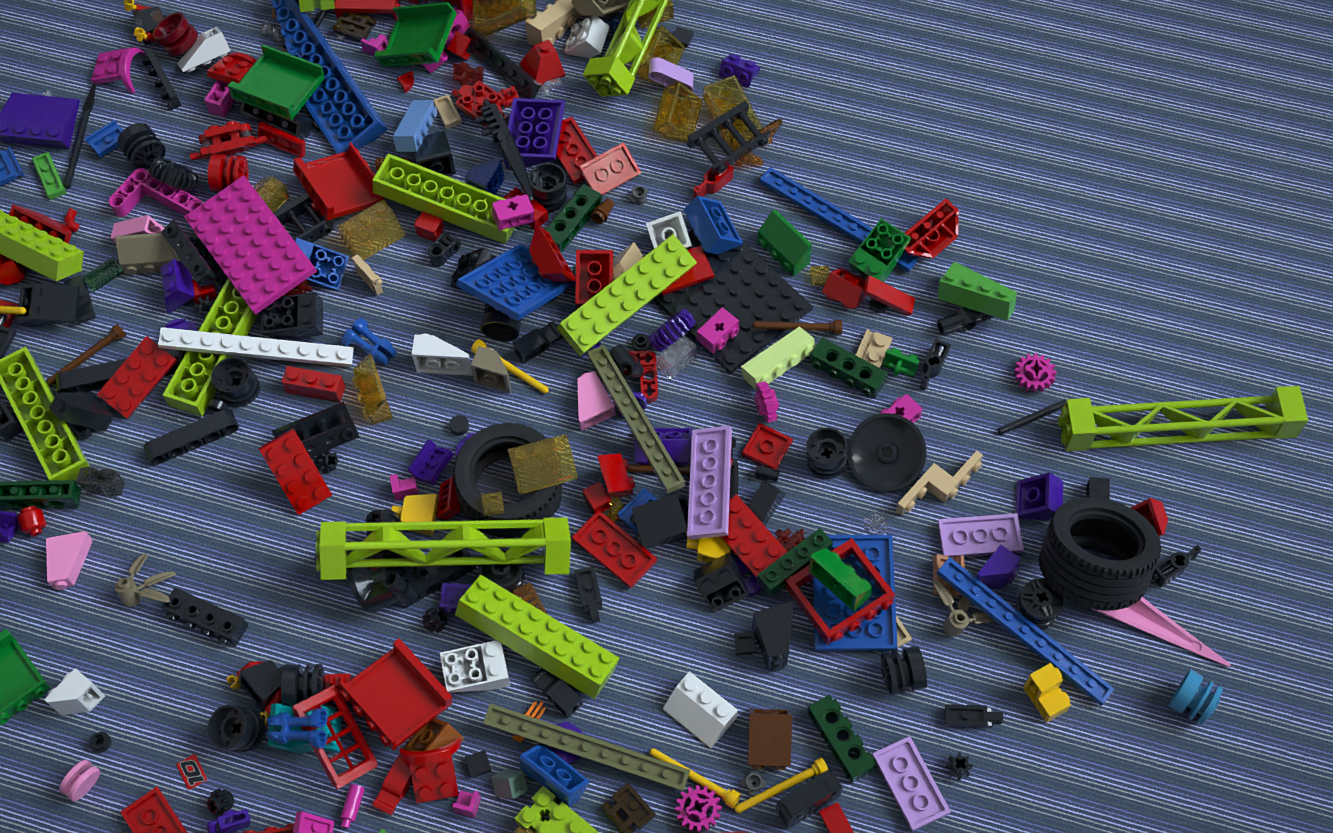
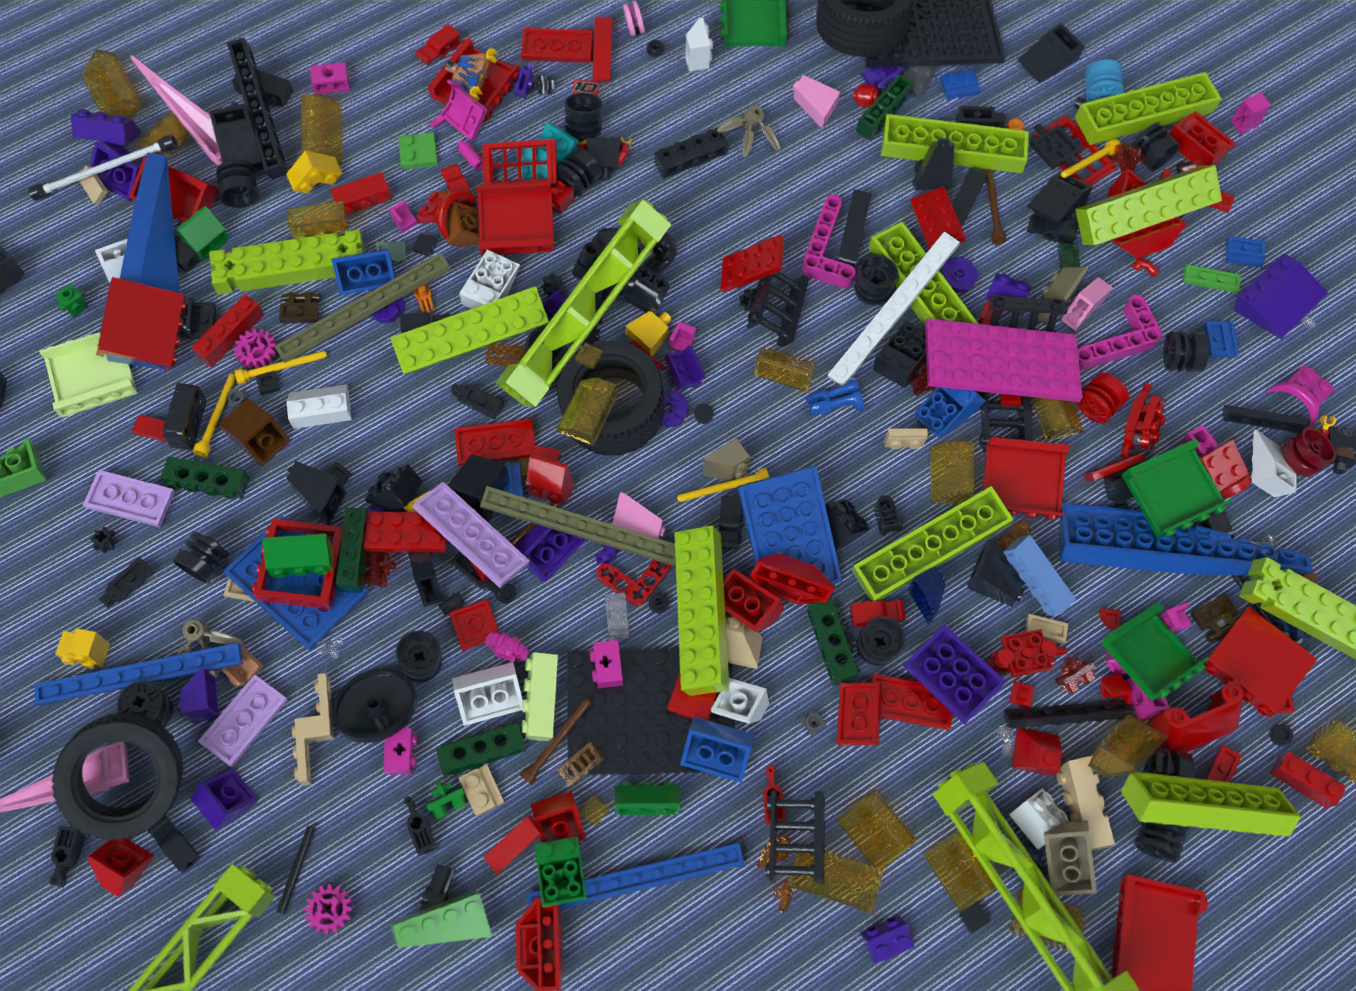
camera: 125 degrees right, 5 degrees up
(87, 108) = (1241, 323): black piece -> none
(100, 481) = (861, 149): clear smoke brick -> none
(136, 784) = (602, 49): none -> red slope
(173, 174) = (1132, 356): black gear -> none
(206, 301) = (973, 304): black gear -> none
(225, 447) = (820, 243): none -> dark pink beam
(313, 384) = (829, 334): red brick -> none
(316, 737) = (527, 138): blue piece -> none
(429, 226) = (918, 518): red brick -> none
(439, 357) = (775, 433): white slope -> none
(500, 132) = (951, 630): black piece -> none
(512, 212) = (867, 568): dark pink brick -> none
(601, 212) = (819, 674): reddish brown cone -> none
(625, 362) = (637, 567): black piece -> none
(669, 73) = (924, 855): lavender beam -> none
(671, 330) = (639, 625): dark purple gear -> none
(718, 773) = (267, 383): none -> black tile
(798, 302) = (576, 758): none -> clear orange slope
(806, 395) = (488, 693): none -> white slope

